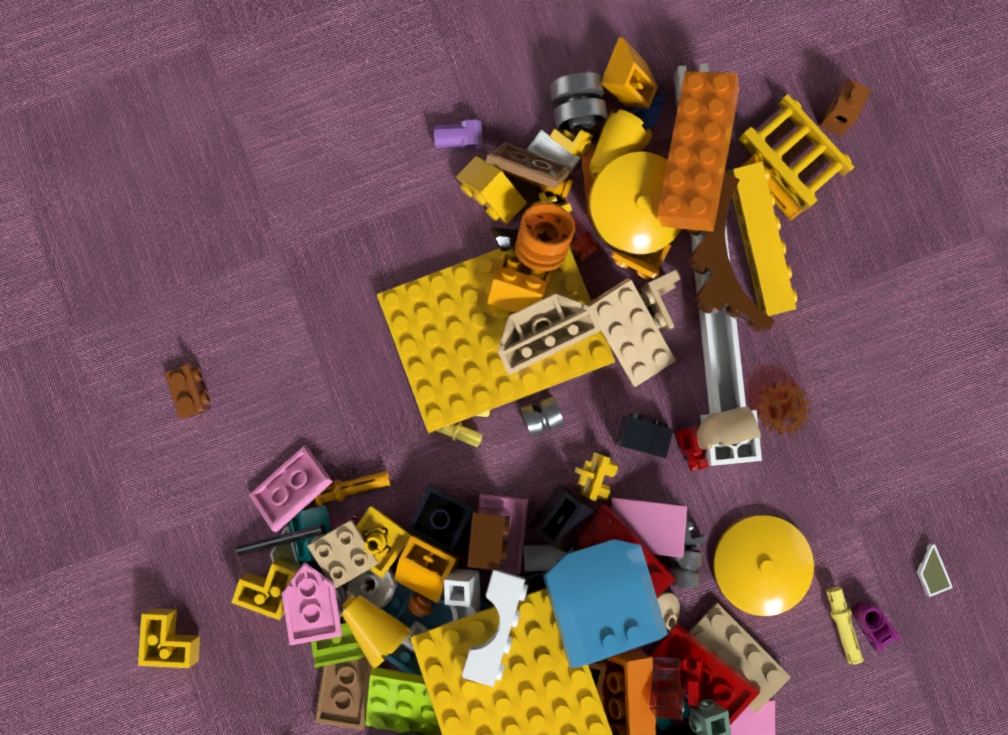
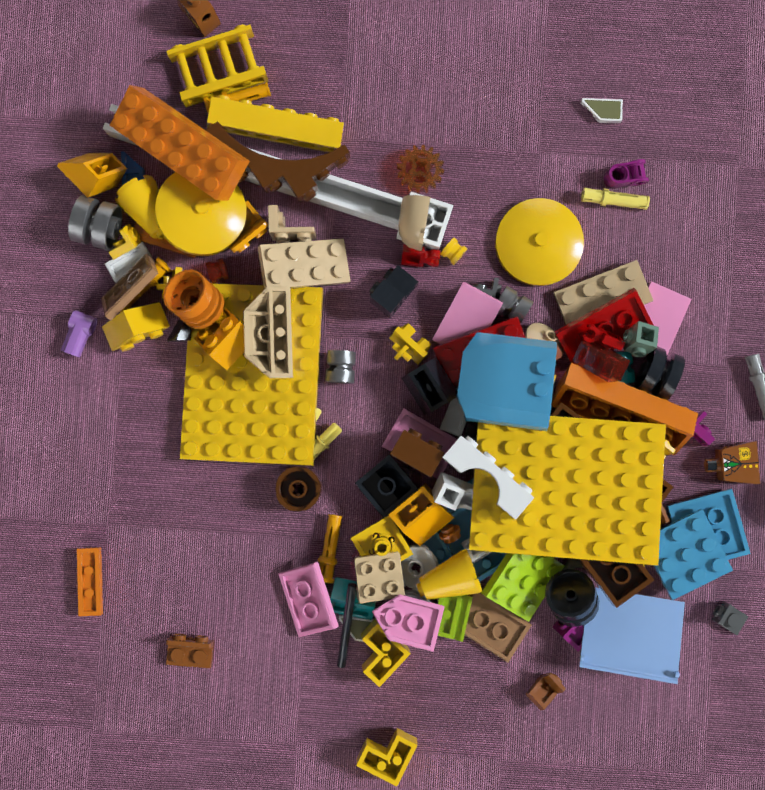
camera: 70 degrees left, 0 degrees up
(214, 259) = (89, 581): none -> orange plate
(385, 434) = (299, 501): none -> reddish brown brick
(713, 480) = (453, 251): none -> yellow wheel

